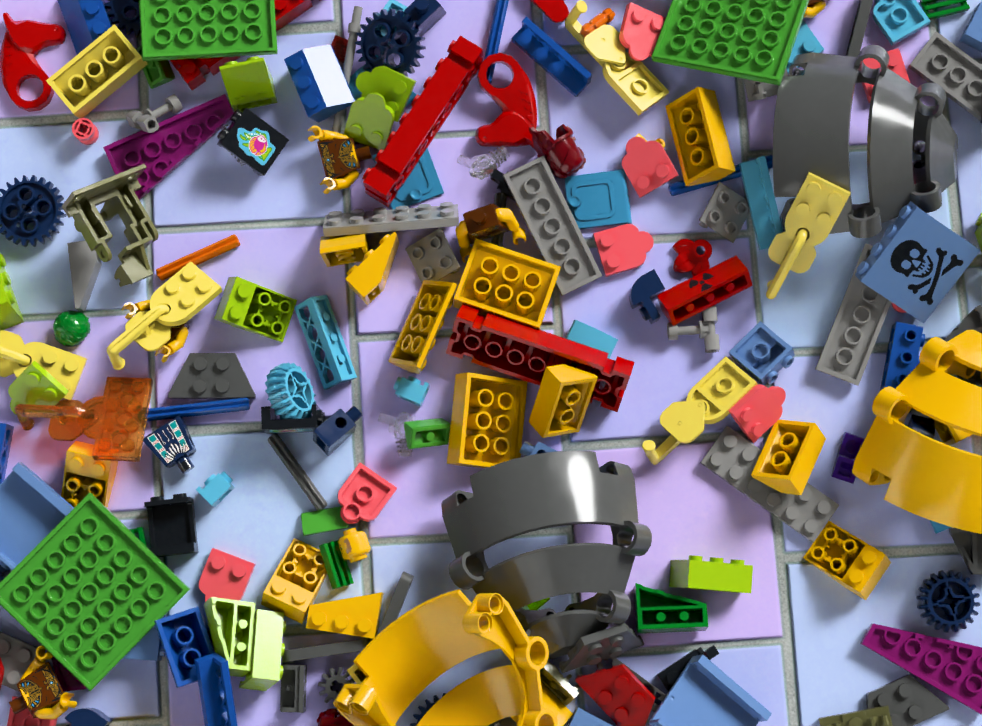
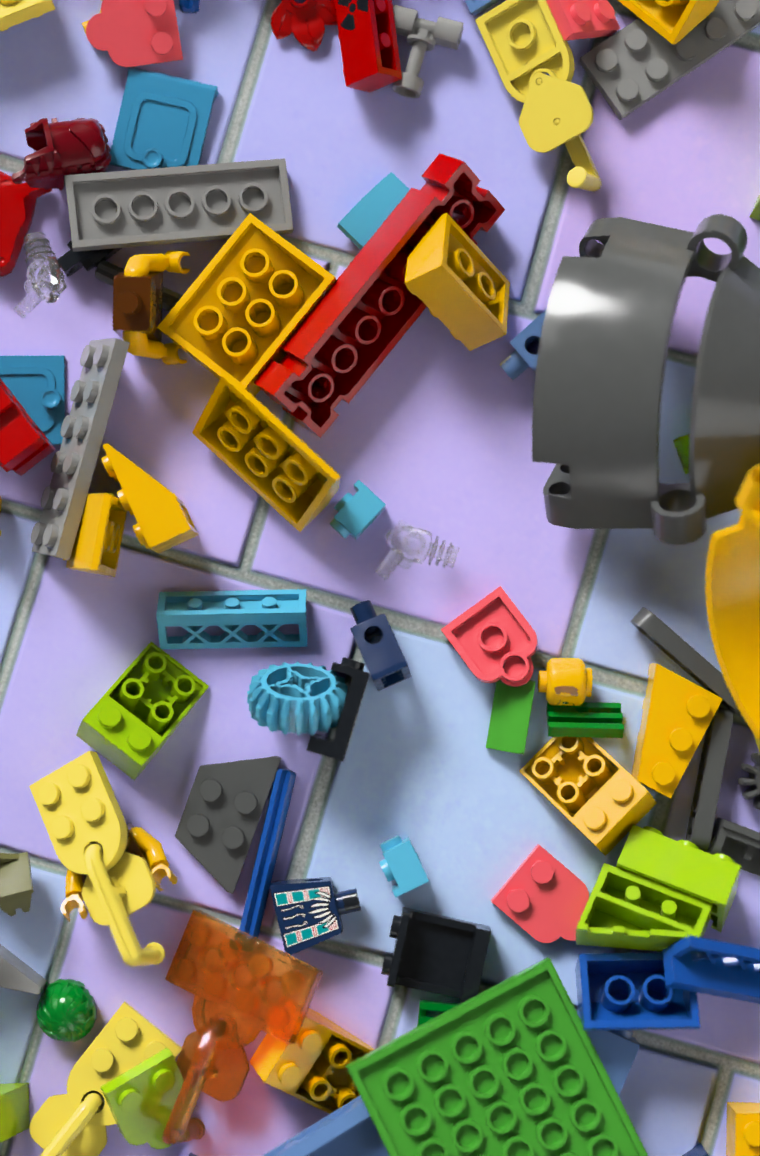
camera: 75 degrees left, 5 degrees up
(198, 256) = (25, 772): orange axle -> none
(297, 472) = (420, 731): dark grey axle -> none
(427, 433) = (432, 510): bright green slope -> none
(433, 257) = (160, 406): light grey hinge -> none
(486, 420) = (447, 414): yellow slope -> none
(622, 248) = (252, 114): coral plate -> none
(643, 291) = (333, 109): dark blue brick -> none

